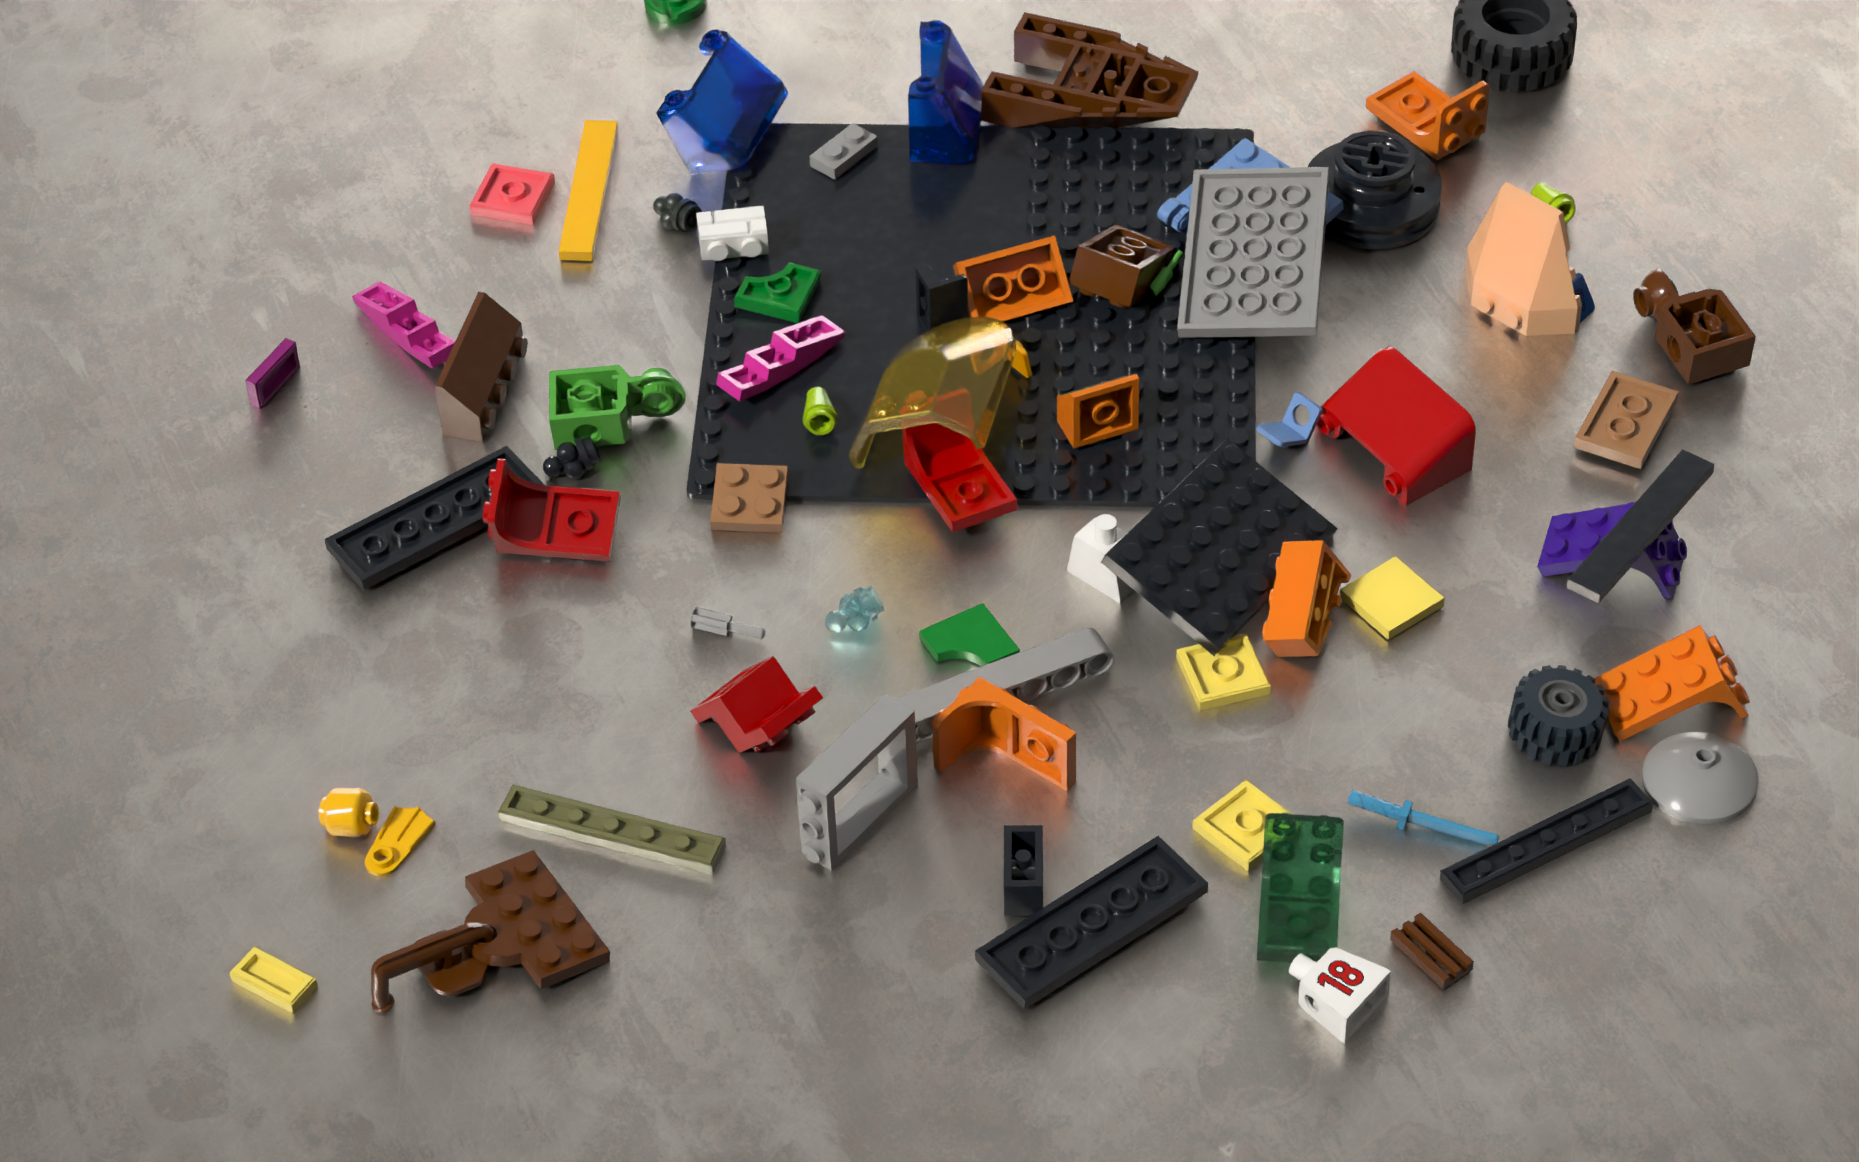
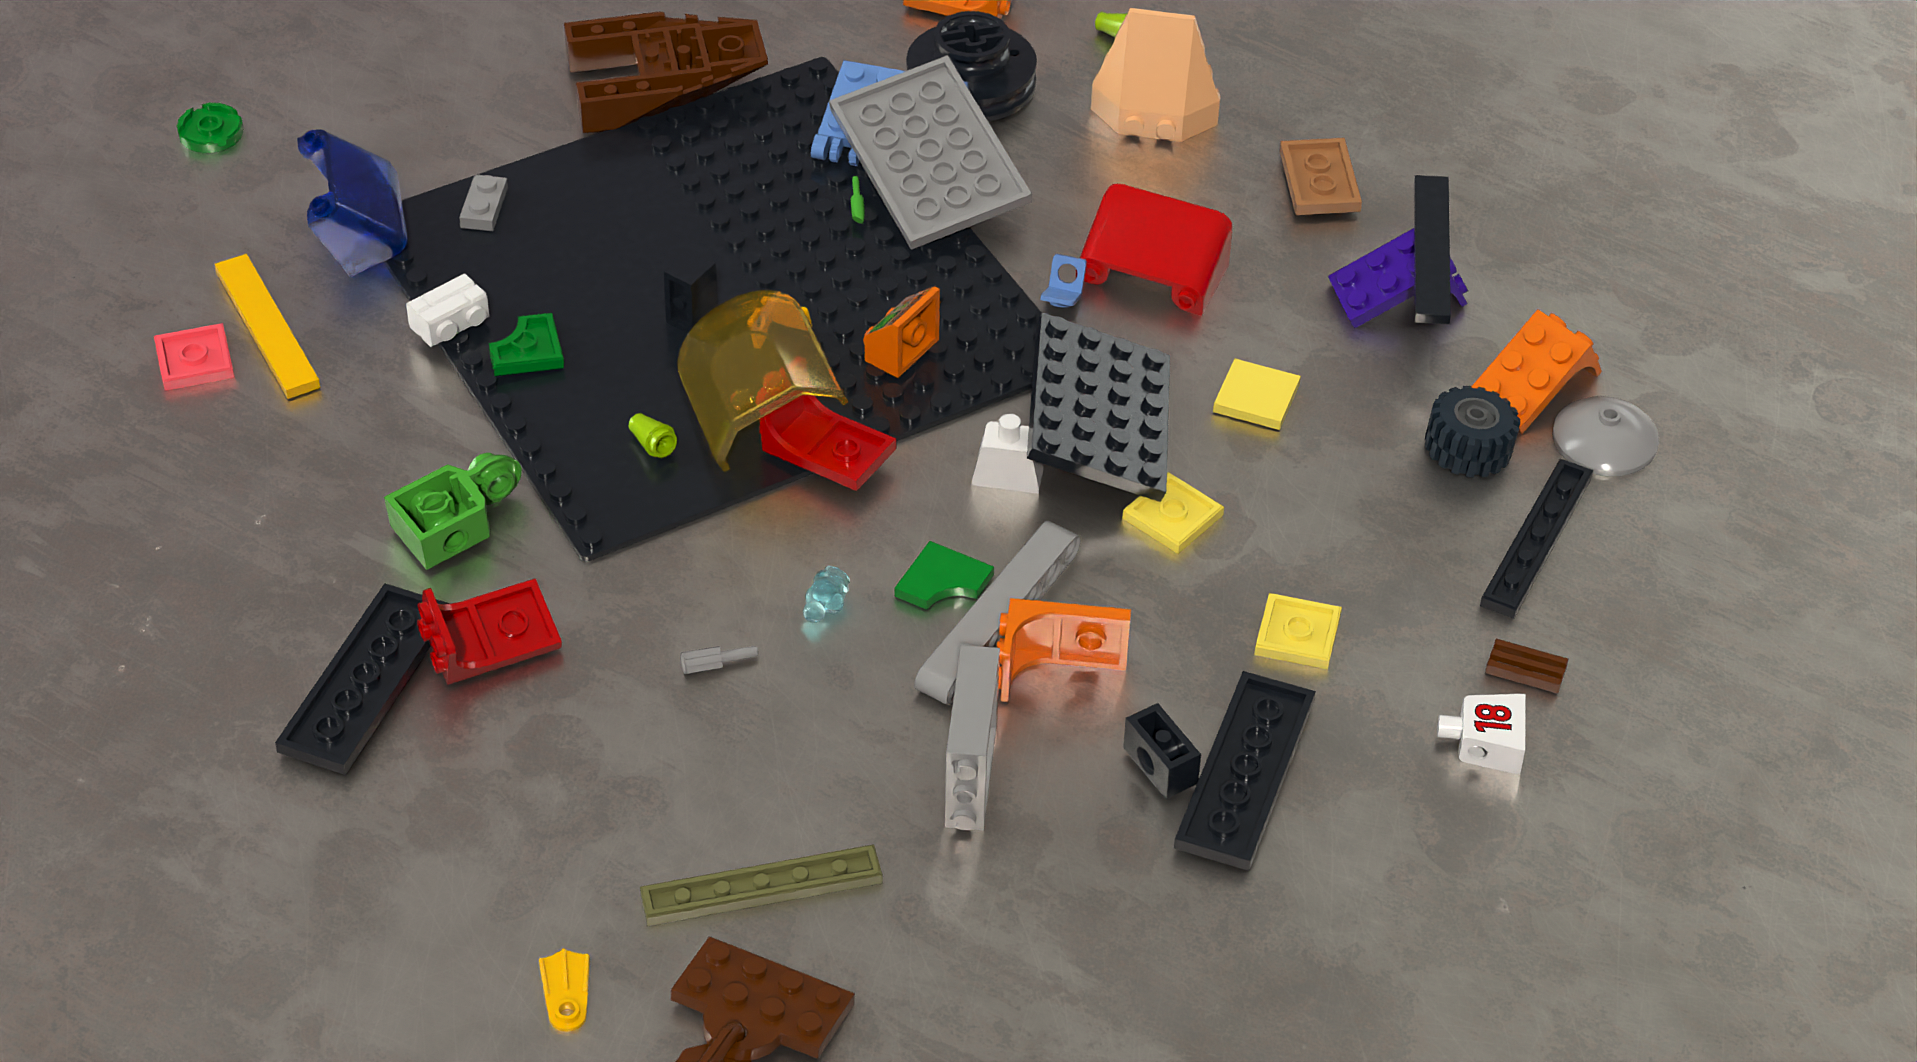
camera: 35 degrees left, 0 degrees up
(272, 373) = (93, 611): magenta tile -> none
(348, 812) = (507, 984): yellow head -> none
(404, 324) = (181, 513): dark pink slope -> none
(479, 370) = (308, 527): reddish brown slope -> none
(573, 458) = (456, 569): black piece -> none
(677, 212) = (372, 313): pearl dark grey piece -> none
(749, 498) = (647, 537): medium nougat plate -> none
(758, 706) = (815, 713): red bracket -> none
(785, 356) = (578, 404): dark pink slope -> none
(944, 100) = (532, 102): clear blue windscreen -> none
(1016, 280) = (745, 251): orange slope -> none
(1119, 265) = (818, 208): reddish brown slope -> none
(1299, 886) = (1391, 664): clear green bracket -> none
(1302, 598) = (1200, 422): orange wedge -> none
(1406, 814) = (1416, 564): dark azure sword -> none
(1697, 329) = (1318, 82): reddish brown brick -> none

